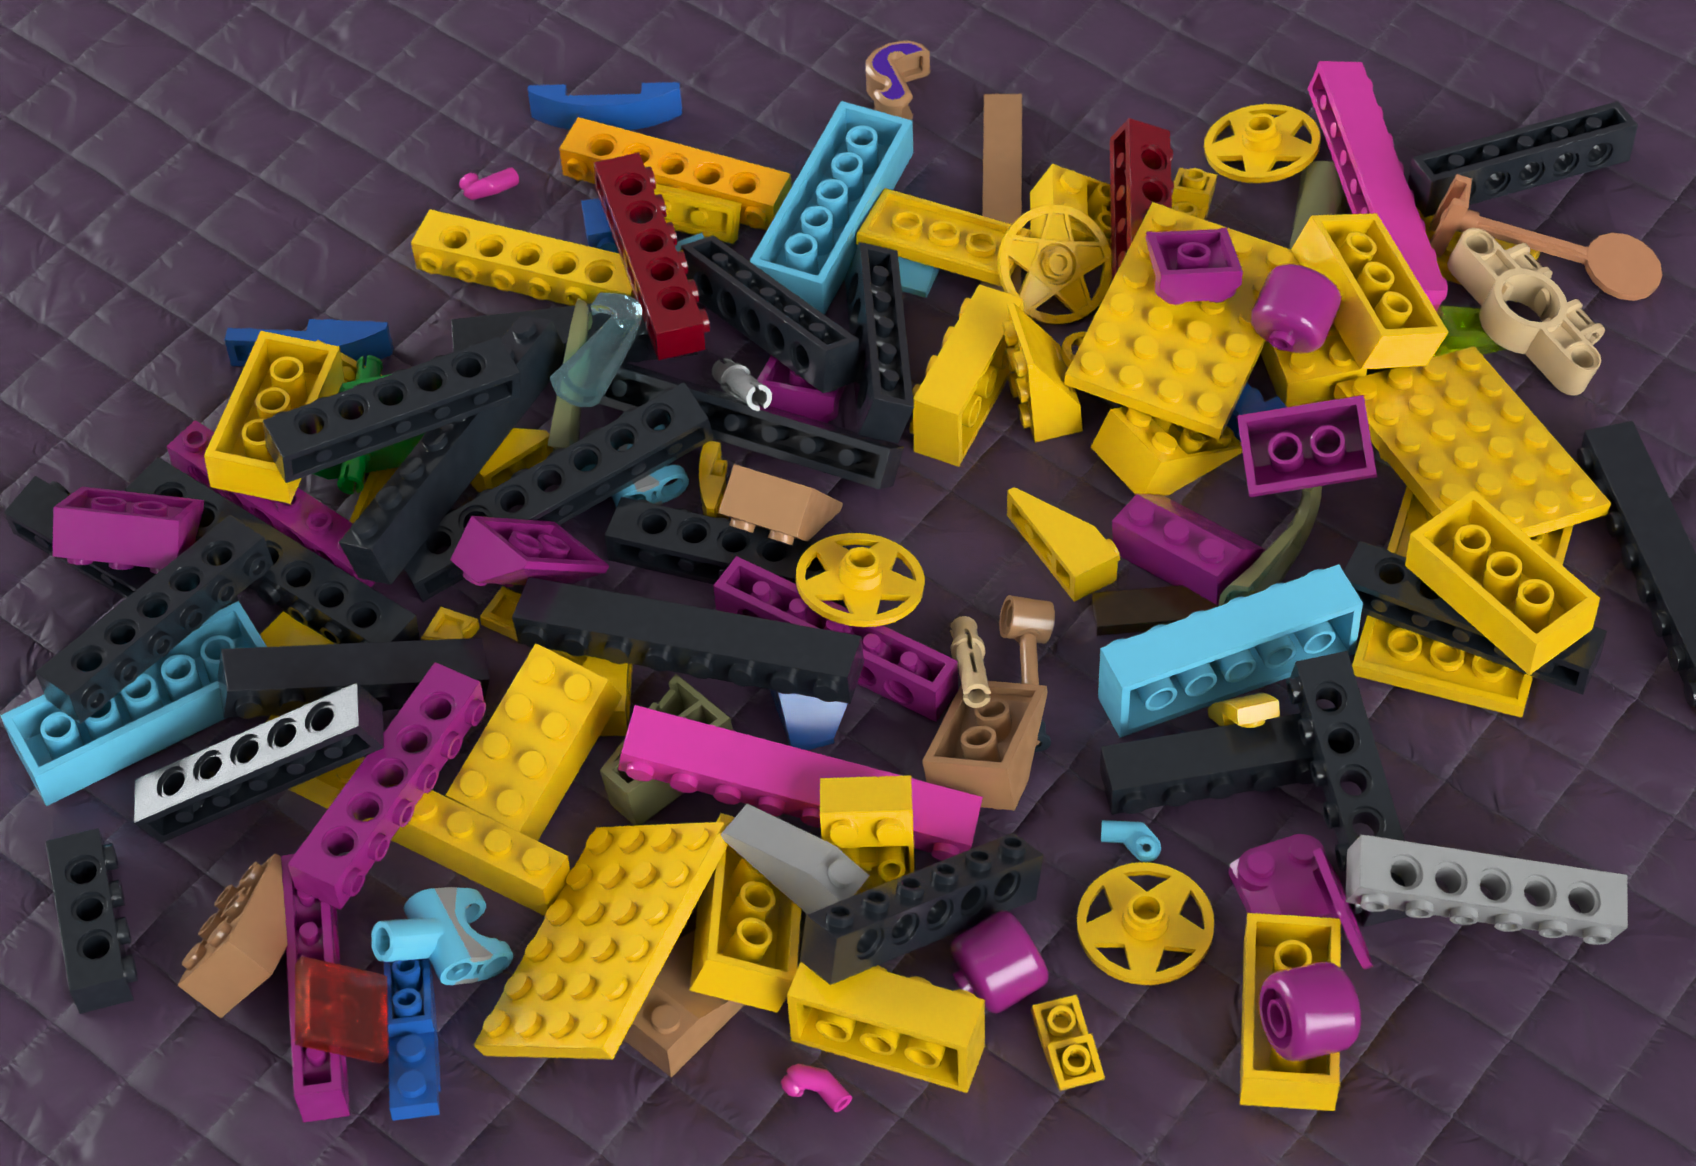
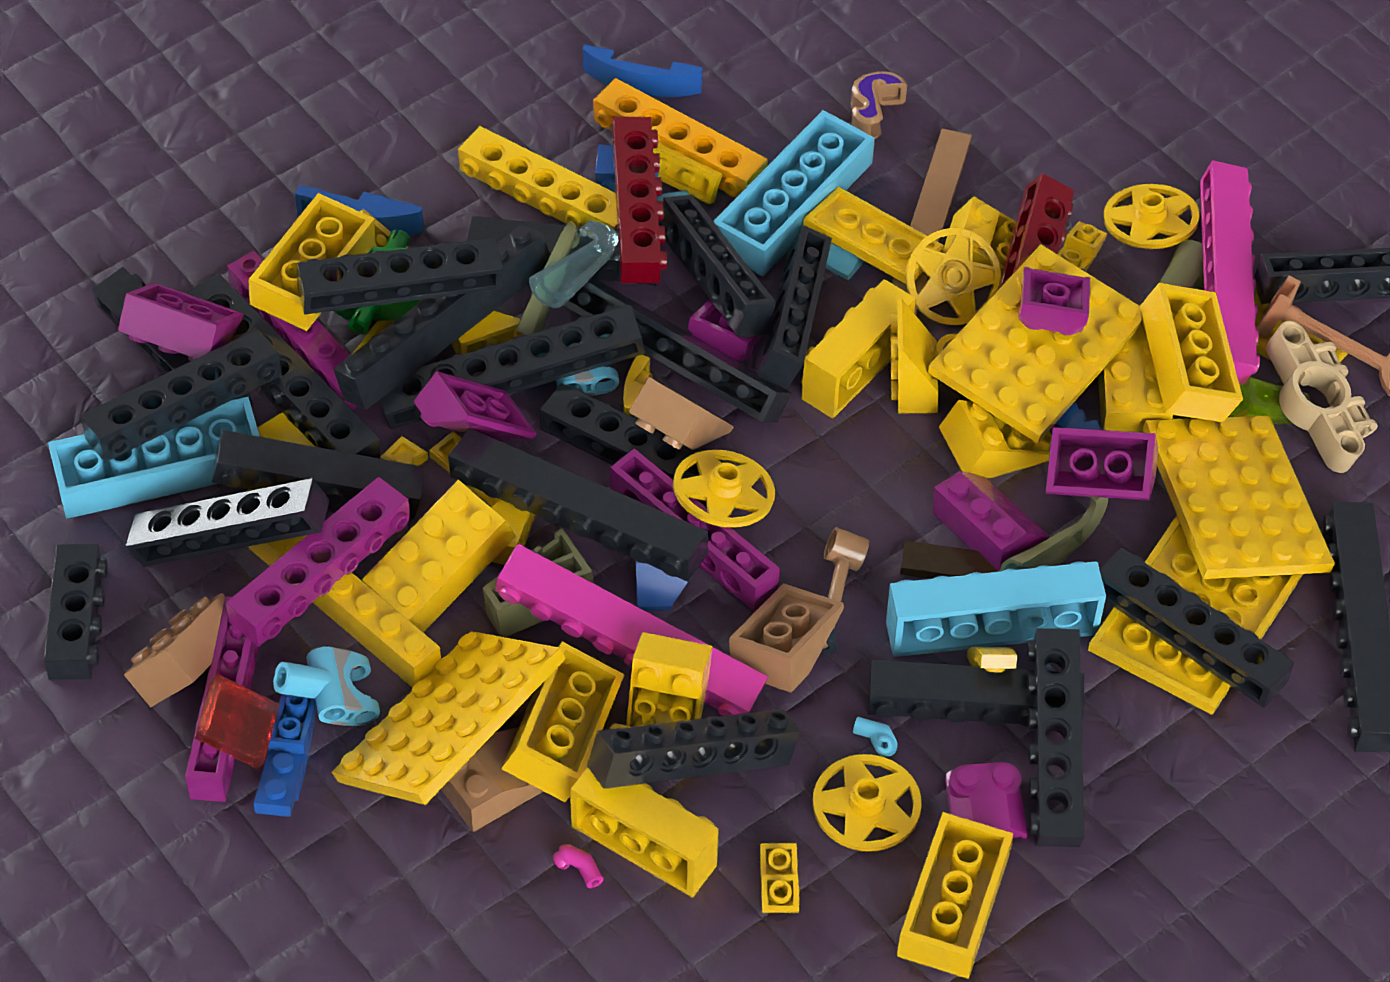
camera: 10 degrees right, 0 degrees up
(488, 186) = (539, 116): dark pink arm -> none
(738, 382) = (679, 316): light grey pin -> none
(793, 860) = (605, 688): light grey slope -> none
(970, 652) = (788, 582): tan pin -> none
(998, 961) = (742, 804): magenta head -> none
(1065, 544) = (896, 498): yellow slope -> none
(1295, 308) = (1125, 354): magenta head -> none
(1310, 1011) = (963, 896): magenta head -> none
(1343, 909) = (1019, 827): magenta window -> none
(1502, 582) = (1218, 604): yellow brick -> none
(1597, 893) = (1224, 862): light grey brick -> none

